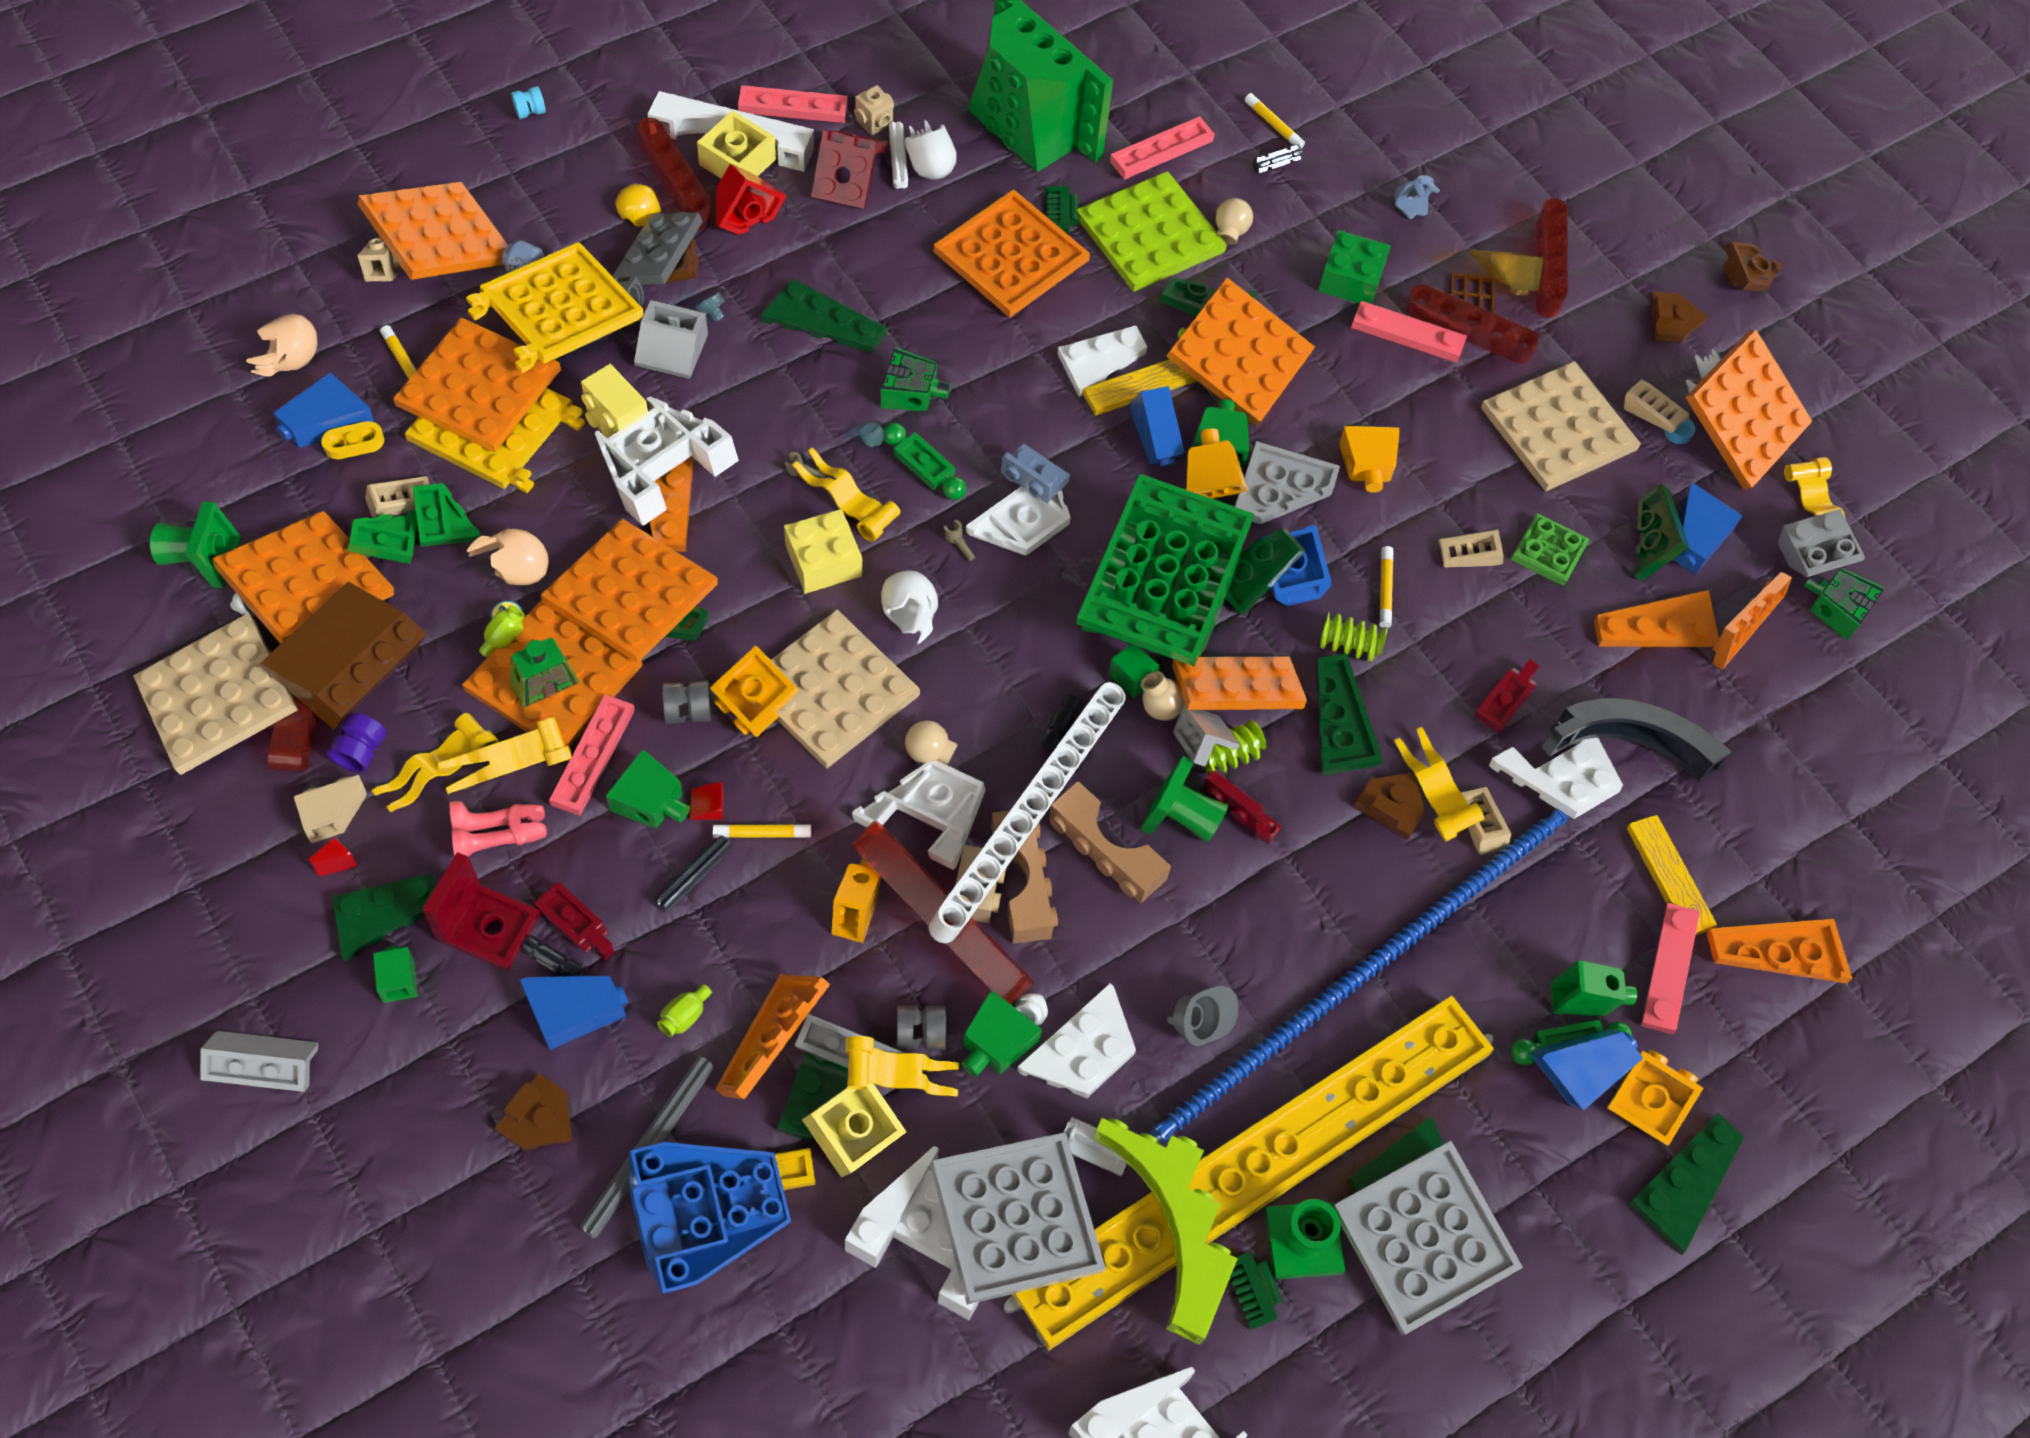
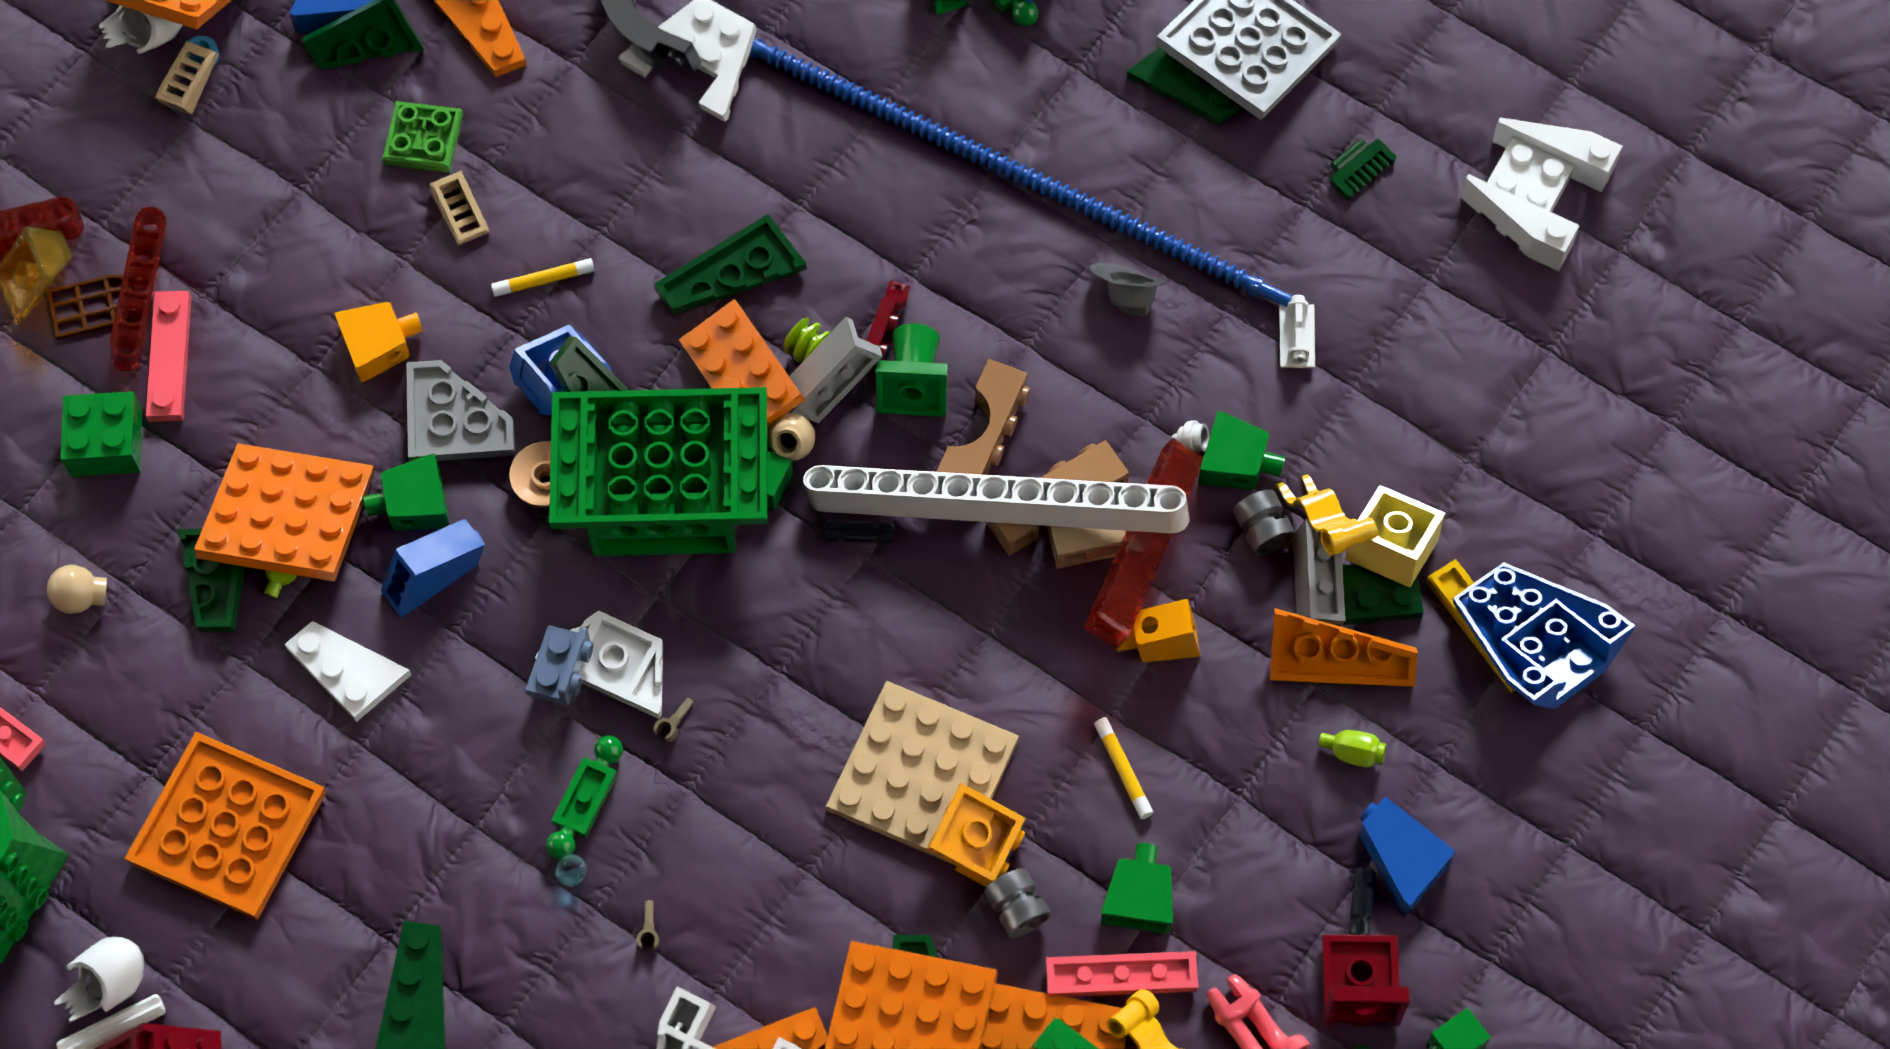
camera: 105 degrees left, 5 degrees up
(537, 1115) = (1523, 834): reddish brown plate -> none
(574, 920) = (1313, 900): dark red hinge -> none
(655, 1134) = (1499, 721): dark grey axle -> none
(693, 873) = (1204, 810): black axle -> none
(707, 802) = (1117, 833): red slope -> none
(823, 551) = (760, 849): light yellow brick -> none
(869, 511) = (671, 855): yellow flag -> none
(910, 602) = (780, 733): white helmet -> none
(911, 382) = (477, 856): torso -> none
(914, 1216) = (1438, 434): white wedge -> none
(929, 742) = (949, 641): tan piece -> none
(937, 797) = (1011, 604): white wing -> none
(1016, 1217) = (1414, 355): light grey plate -> none
(1062, 207) = (120, 792): dark green piece -> none
(1084, 1048) = (1202, 378): white wing -> none
(1123, 389) = (374, 616): yellow tile -> none
(1150, 231) = (121, 684): lime plate -> none
(1201, 1267) = (1376, 197): lime arch -> none
(1214, 468) = (475, 480): light orange torso -> none
(1267, 1162) = (1254, 196): yellow piece -> none
(1293, 1250) = (1295, 135): green plant -> none
(1353, 637) = (631, 281): lime piece -> none
(1393, 803) = (807, 195): reddish brown plate -> none
(1440, 790) = (777, 154): yellow flag -> none
(1489, 838) = (781, 103): tan slope -> none
(1508, 697) = (633, 124): dark red hinge -> none
(1560, 426) = (245, 169): tan plate -> none
(1674, 317) = (35, 93): reddish brown plate -> none

